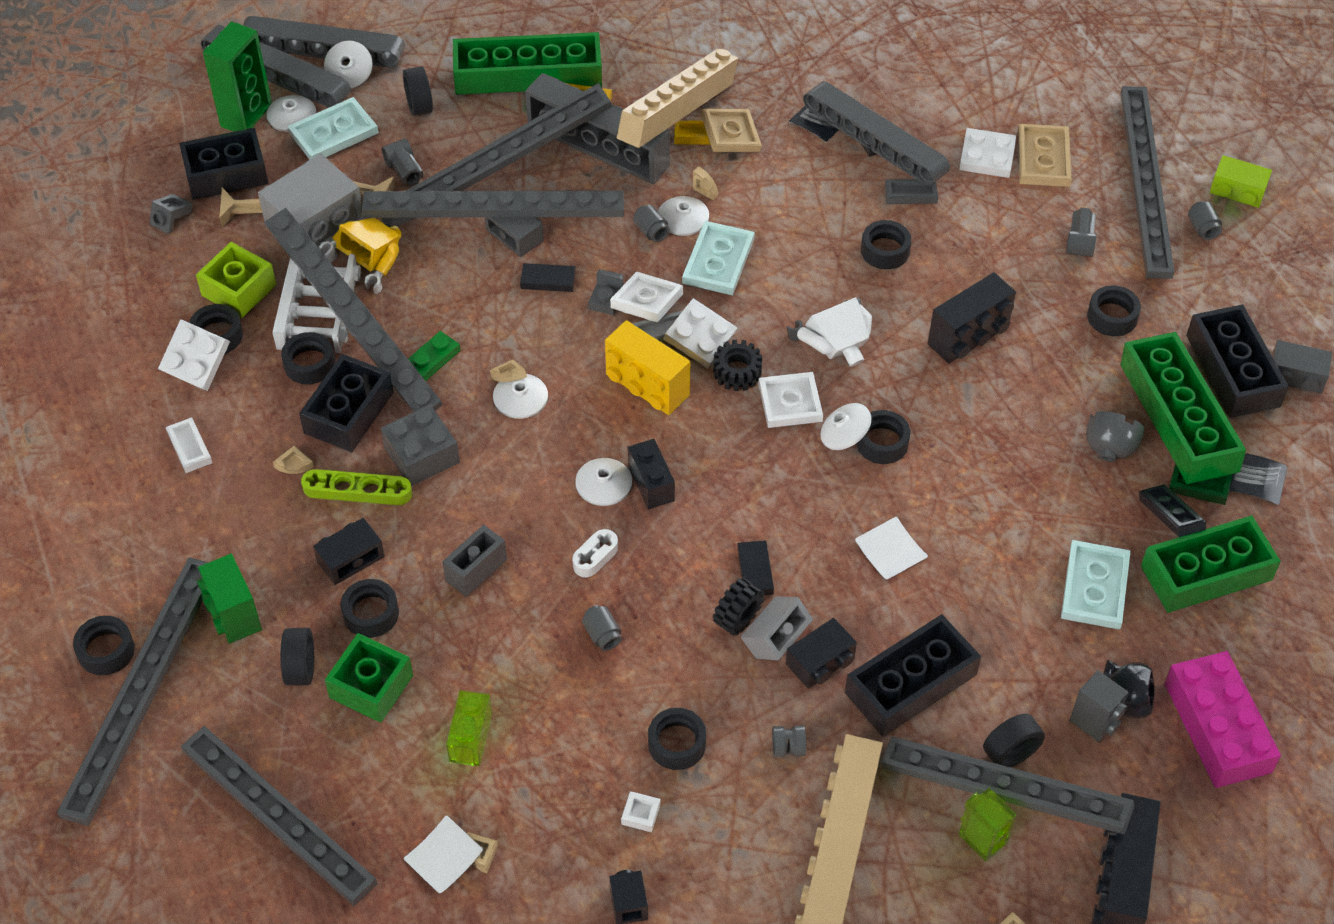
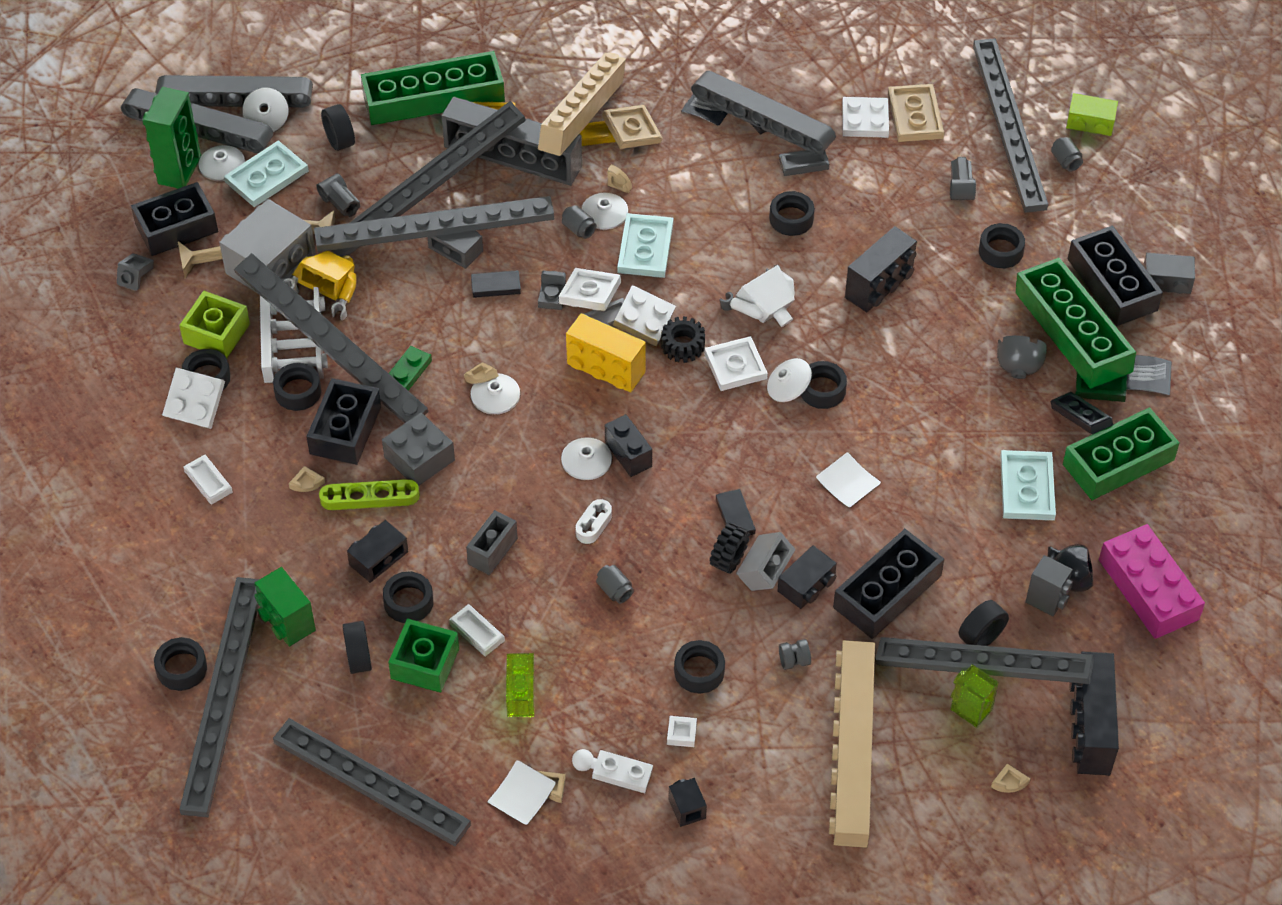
camera: 10 degrees left, 0 degrees up
(437, 657) = (476, 630): none -> white tile
(555, 844) = (614, 769): none -> white plate

